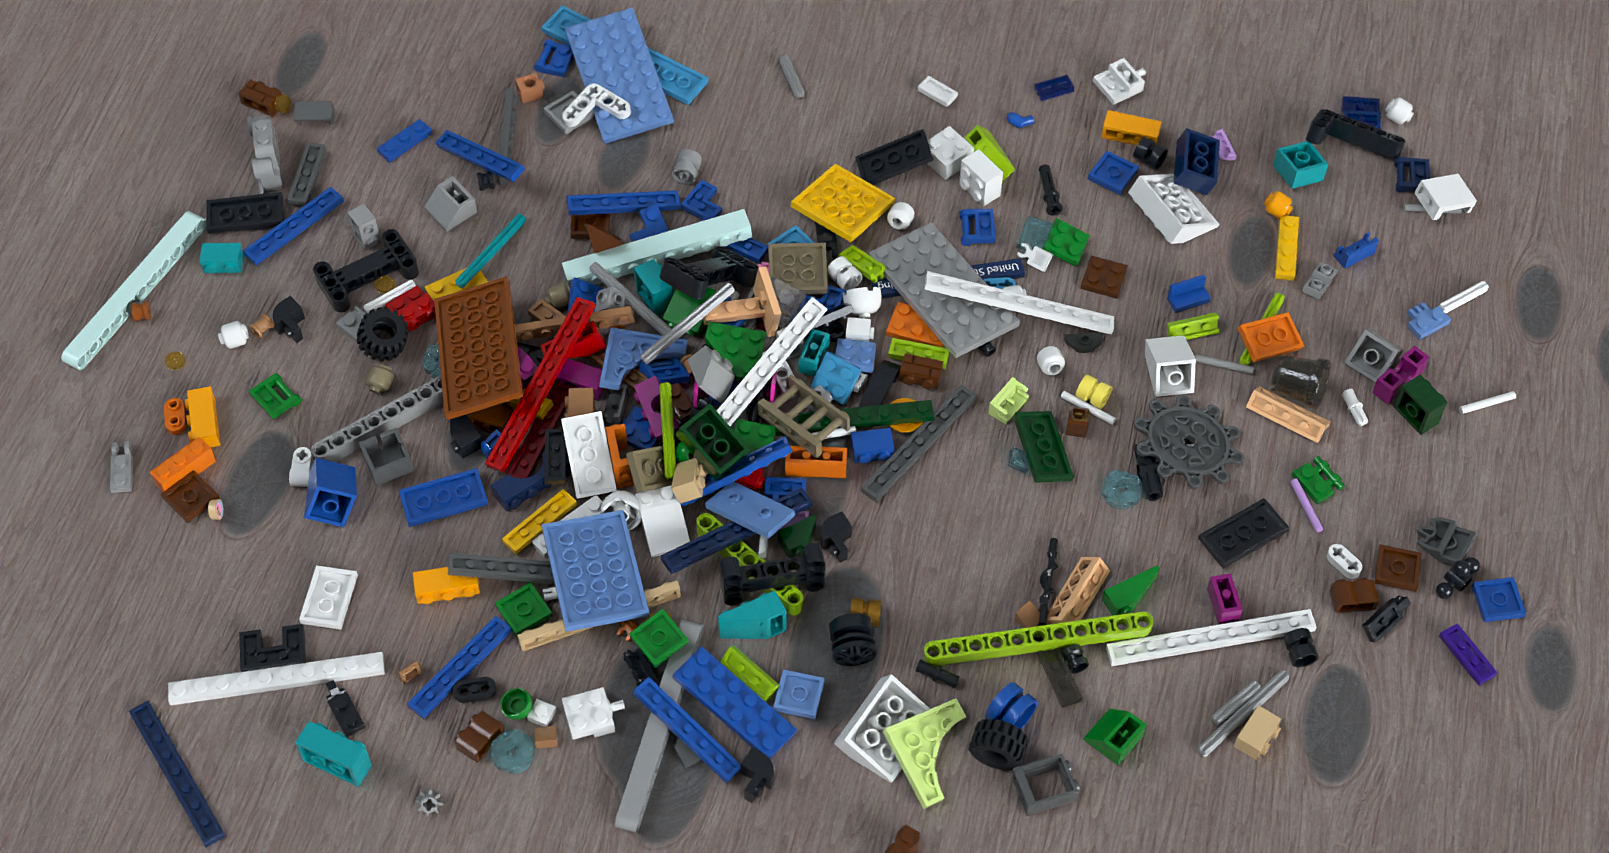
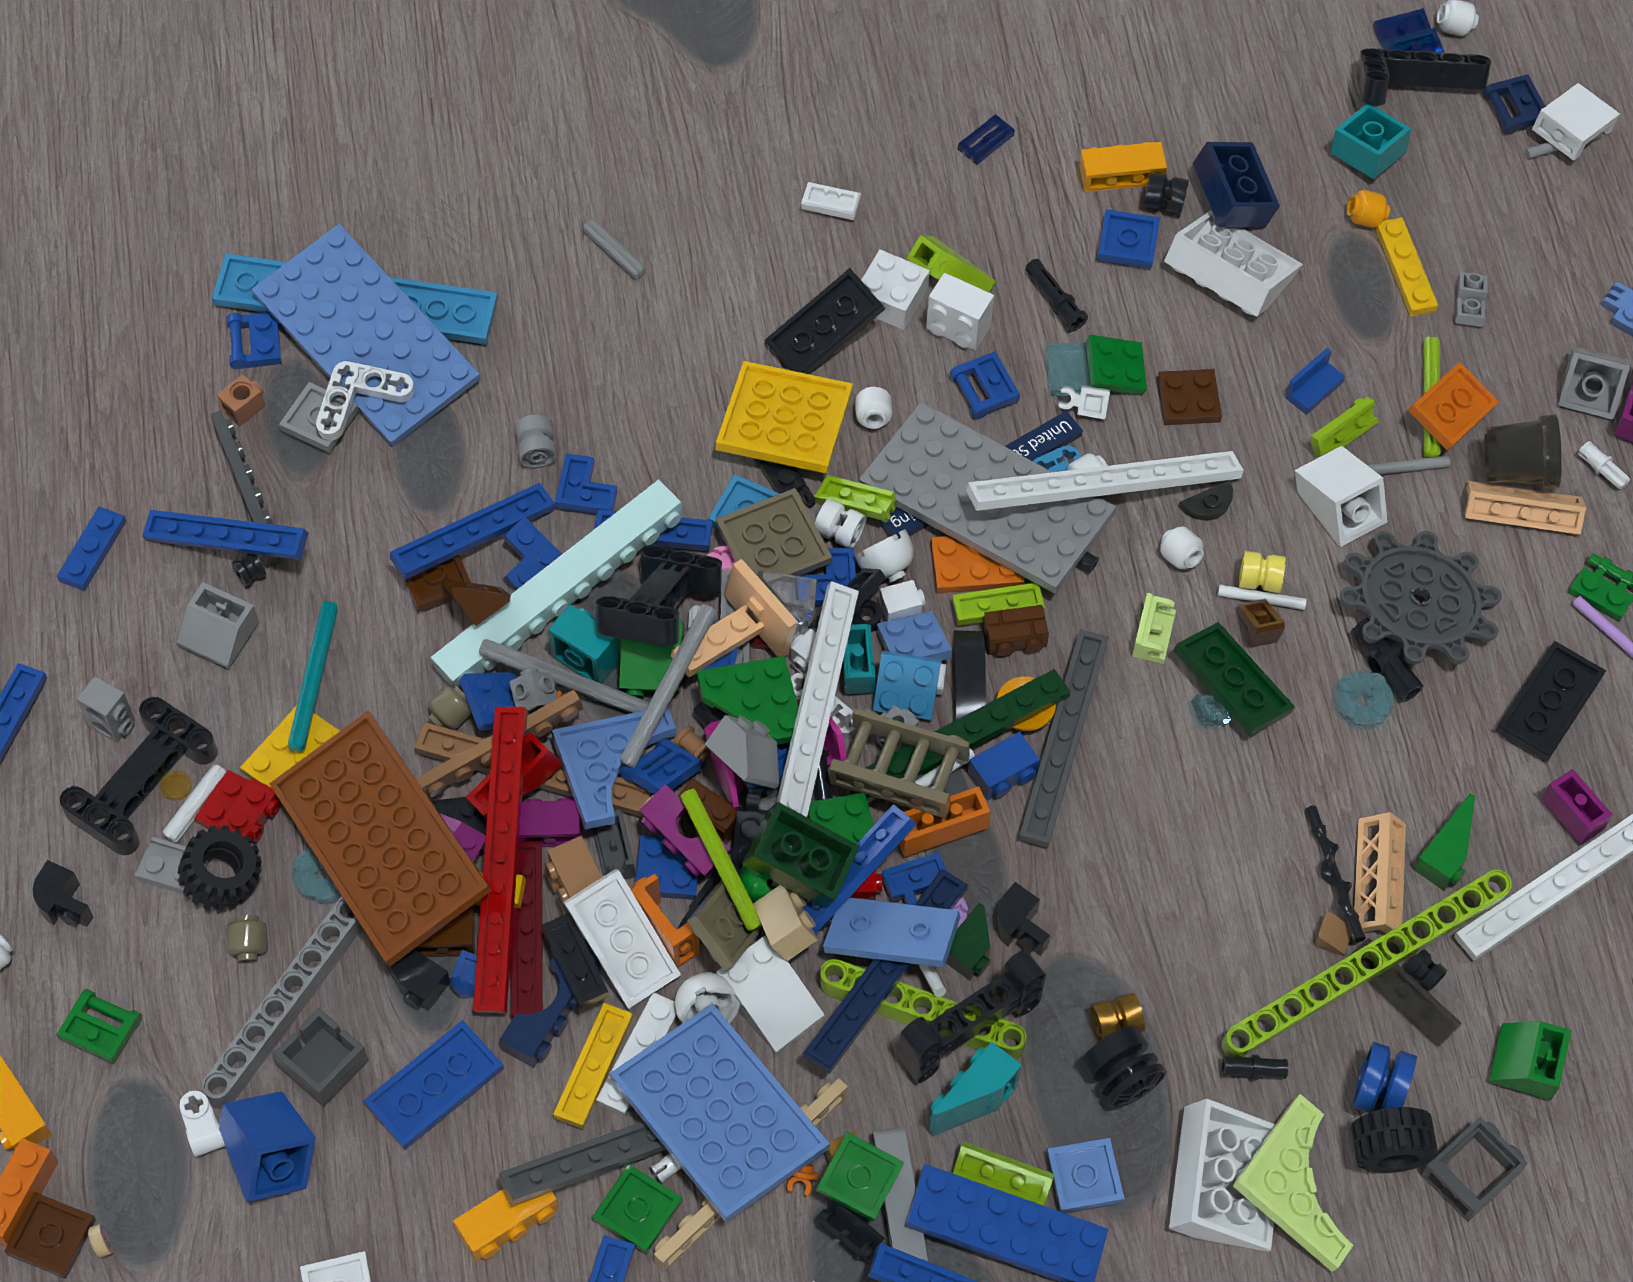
camera: 25 degrees left, 5 degrees up
(261, 326) = (22, 923): medium nougat bush -> none
(1019, 121) = (962, 206): blue arm -> none
(1120, 81) = (1073, 100): white plate -> none
(1225, 151) = (1266, 154): lavender plate -> none
(1356, 251) = (1497, 239): blue hinge -> none

